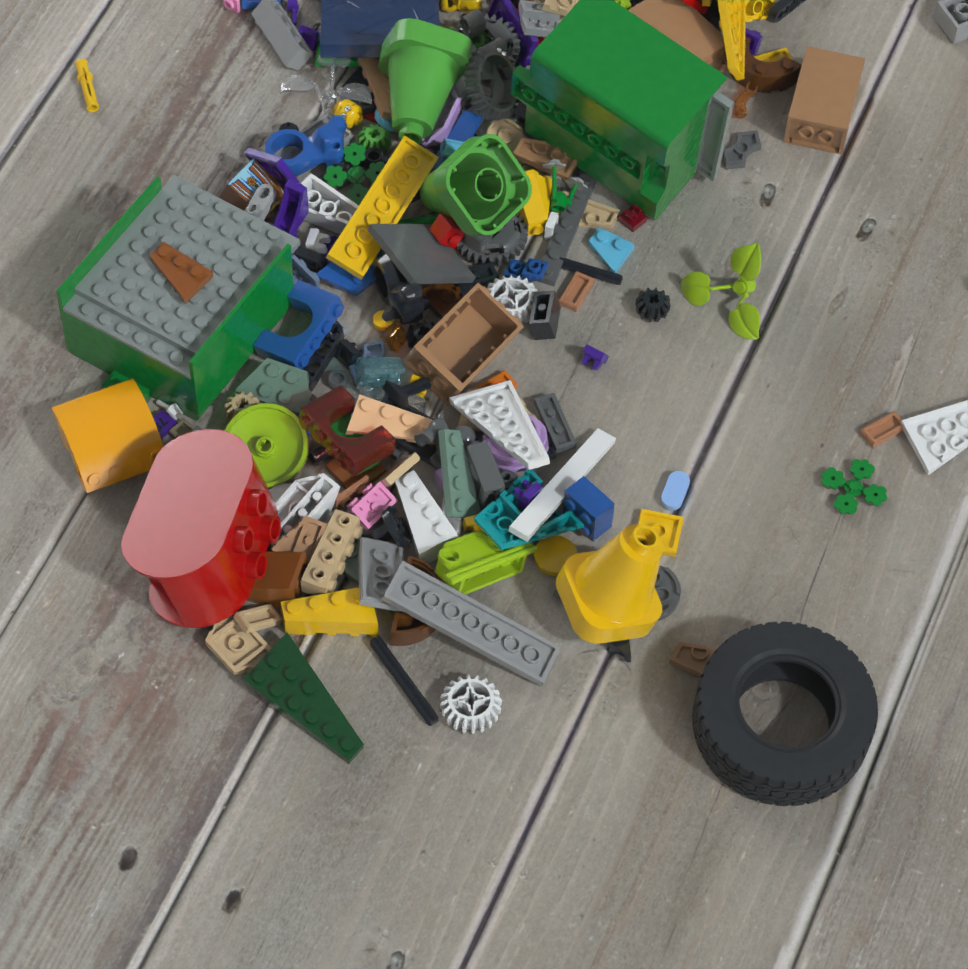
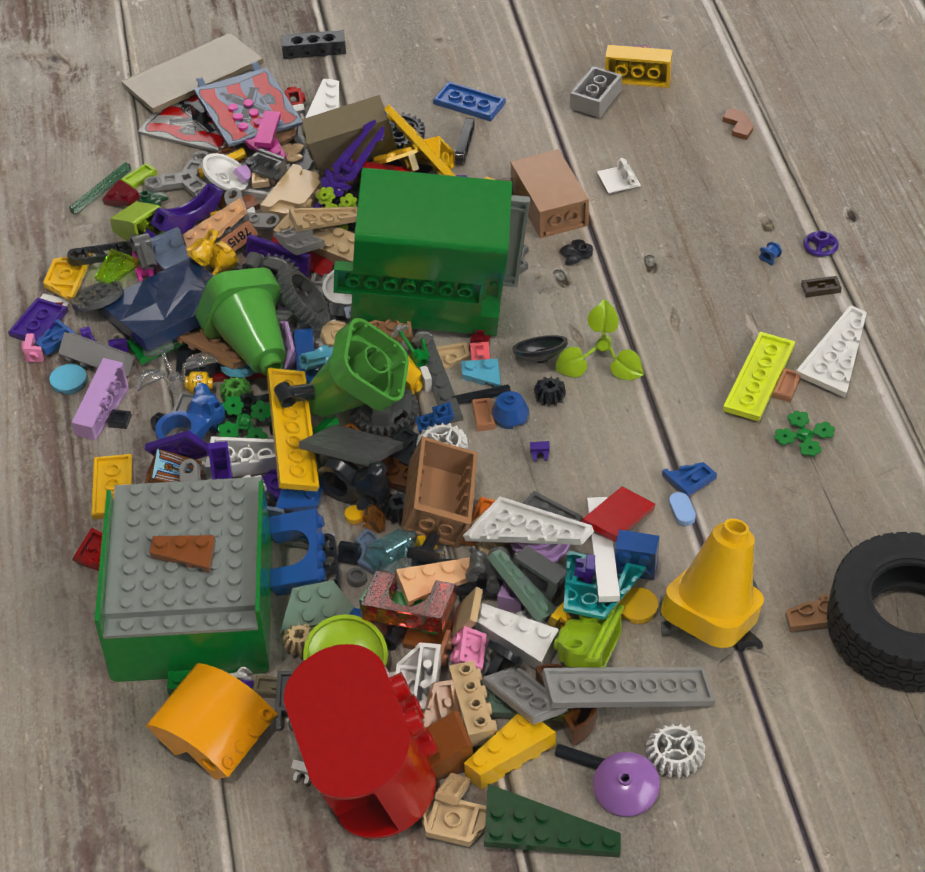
camera: 30 degrees left, 10 degrees down
(208, 163) = (106, 474): none -> yellow tile
(244, 43) = (68, 379): none -> medium azure tile
(251, 81) = (101, 398): none -> lavender wedge
(257, 109) = (119, 419): none -> black tile
(399, 172) = (289, 395): none -> black piece
(410, 717) = (628, 797): none -> medium lavender dish
(446, 231) = (355, 420): red brick -> none
(545, 315) = (479, 440): black brick -> none
(600, 302) = (510, 410): none -> blue cone
(608, 460) = (618, 512): none -> red tile
(623, 227) = (479, 351): none -> coral tile
(667, 527) = (690, 542): yellow tile -> none
(678, 255) = (540, 348): none -> black dish
(708, 466) = (690, 477): none -> blue wing
(803, 176) = (576, 251): none -> black plate
(862, 405) = (759, 376): none -> neon yellow plate
(914, 120) = (619, 177): none -> white hinge

